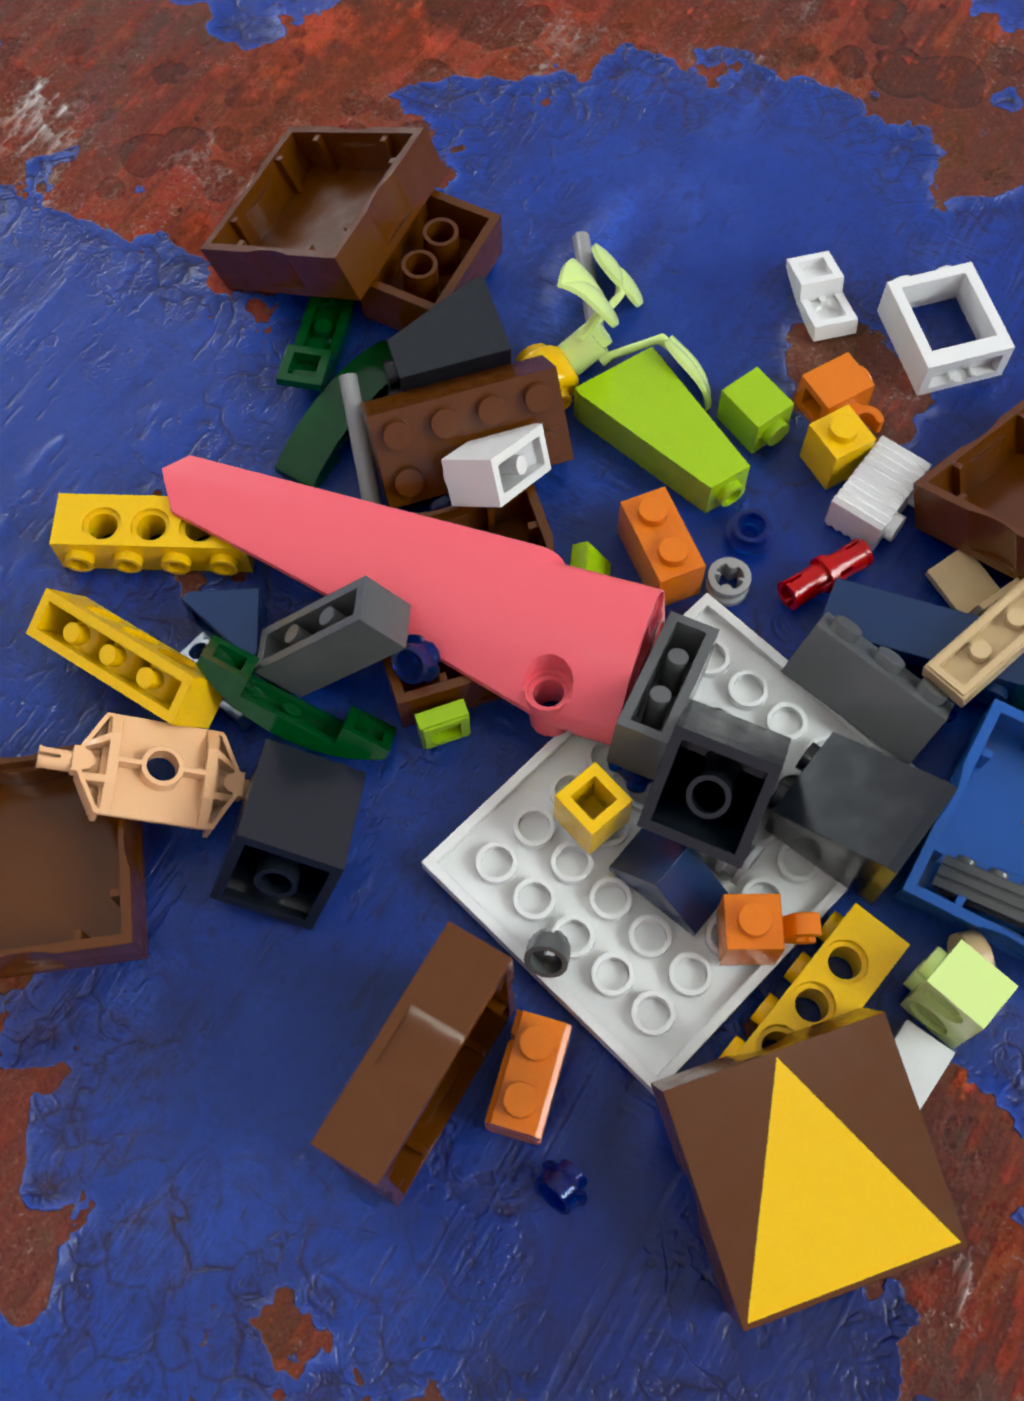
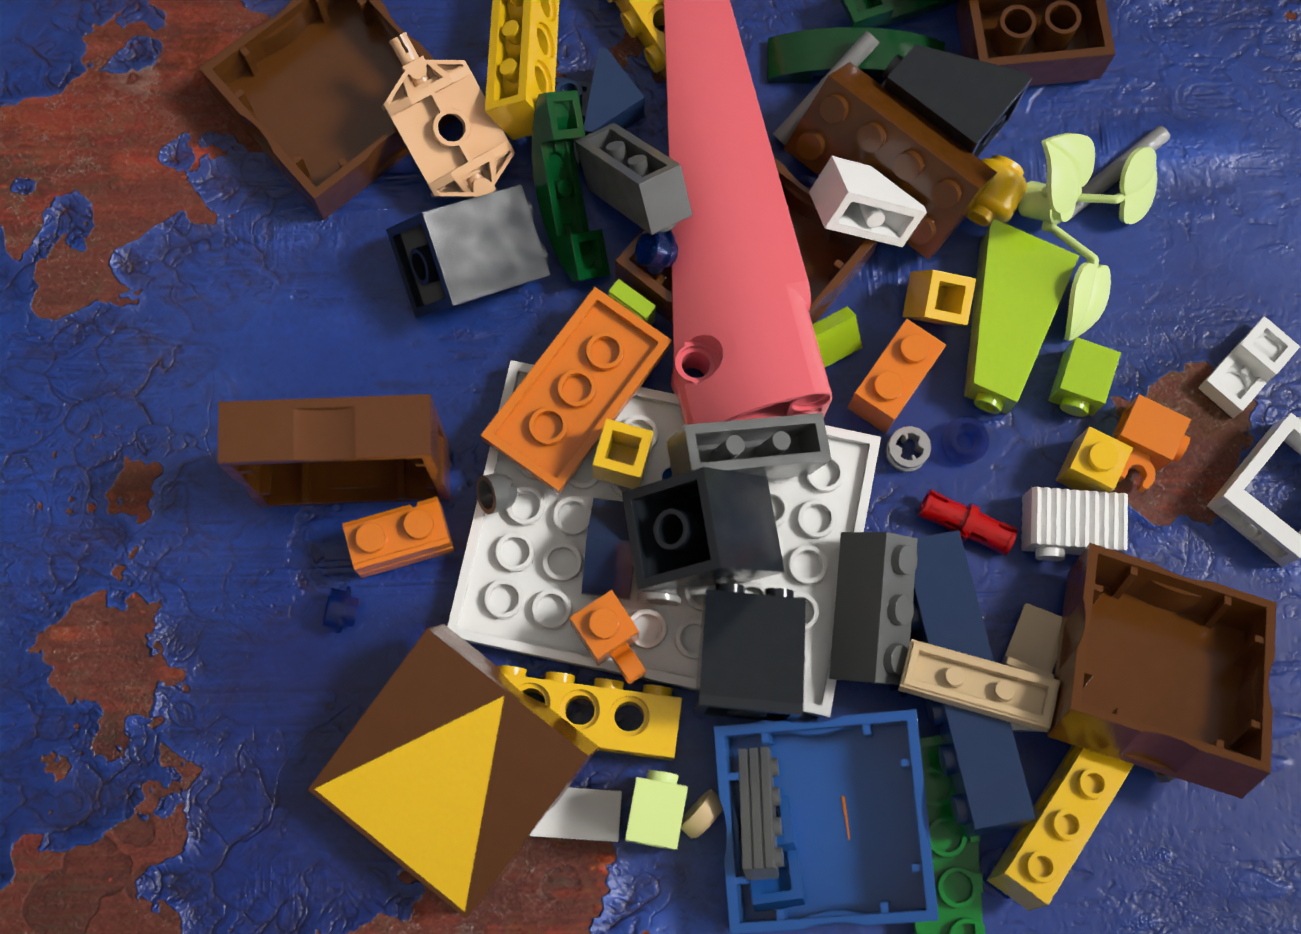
camera: 50 degrees right, 10 degrees up
(497, 818) = (573, 388): none -> orange plate
(614, 470) = (939, 297): none -> yellow brick

